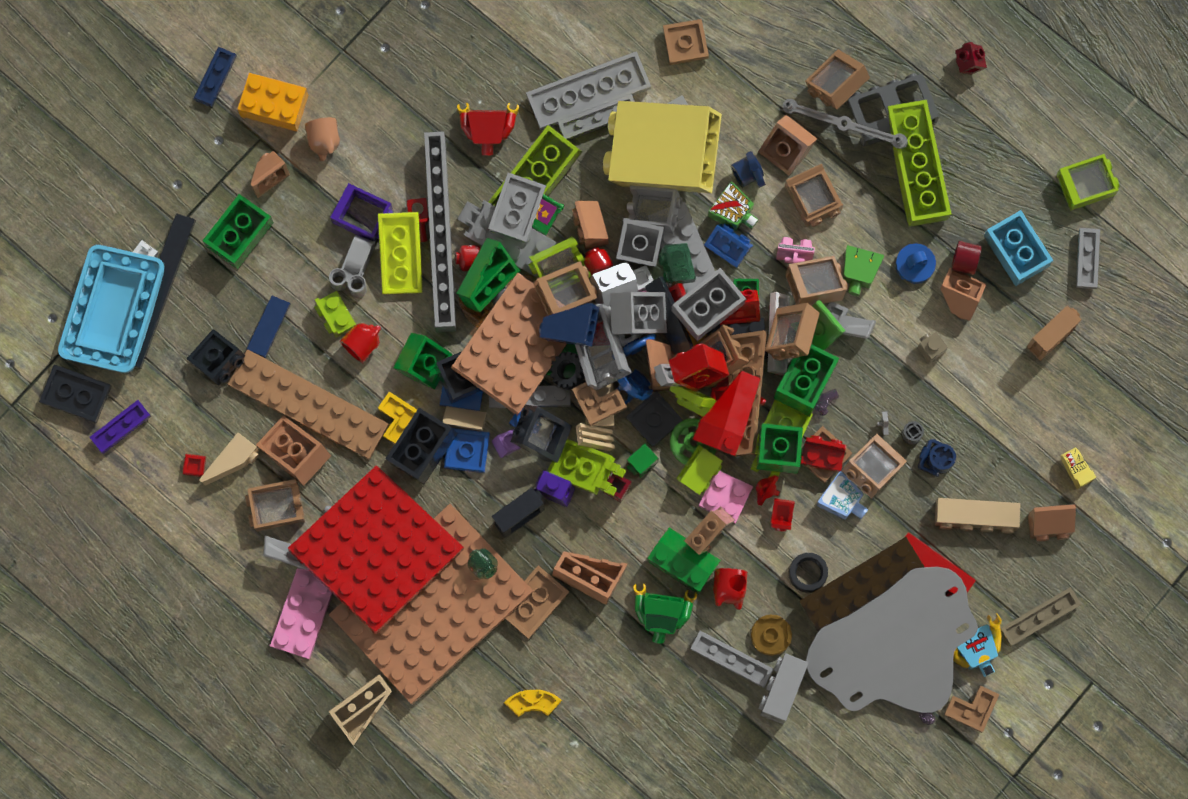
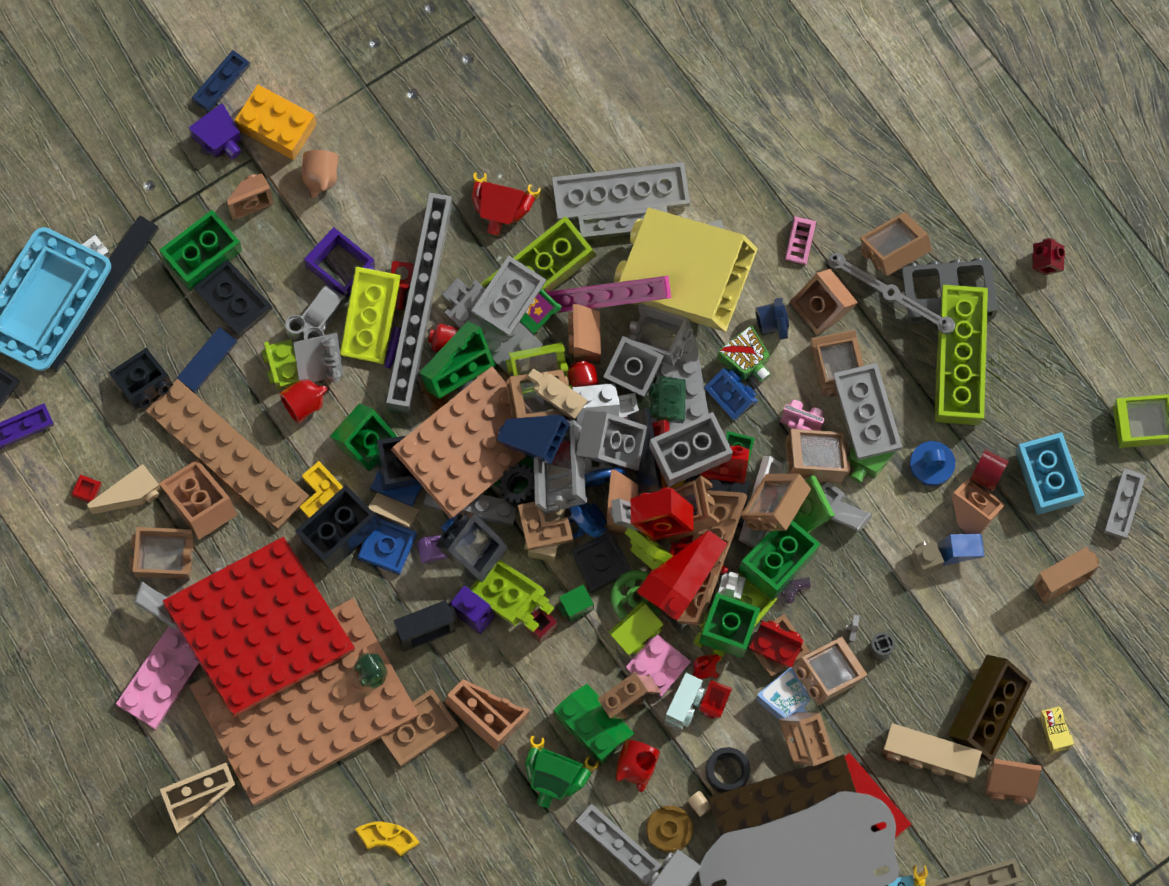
camera: 10 degrees right, 5 degrees down
(224, 124) = (217, 133): none -> dark purple torso
(277, 266) = (233, 298): none -> black plate
(366, 302) = (318, 358): none -> light grey hinge
(426, 275) = (392, 347): none -> dark purple piece
(581, 283) = (557, 393): none -> tan hinge
(594, 433) = (530, 561): tan tile -> none
(606, 183) = (613, 293): none -> dark pink tile
(685, 42) = (740, 165): medium nougat plate -> none
(753, 79) = (803, 223): none -> bright pink slope
(759, 516) = (688, 694): none -> light aqua piece
(772, 413) = (732, 585): none -> white tile
(791, 607) = (699, 804): none -> tan hinge
(850, 233) = (867, 411): none -> light grey plate
(866, 523) = (810, 738): none -> medium nougat window
(939, 459) = (905, 682): dark blue piece -> none
(959, 331) = (961, 548): none -> slope
(1016, 462) = (990, 706): none -> dark brown slope

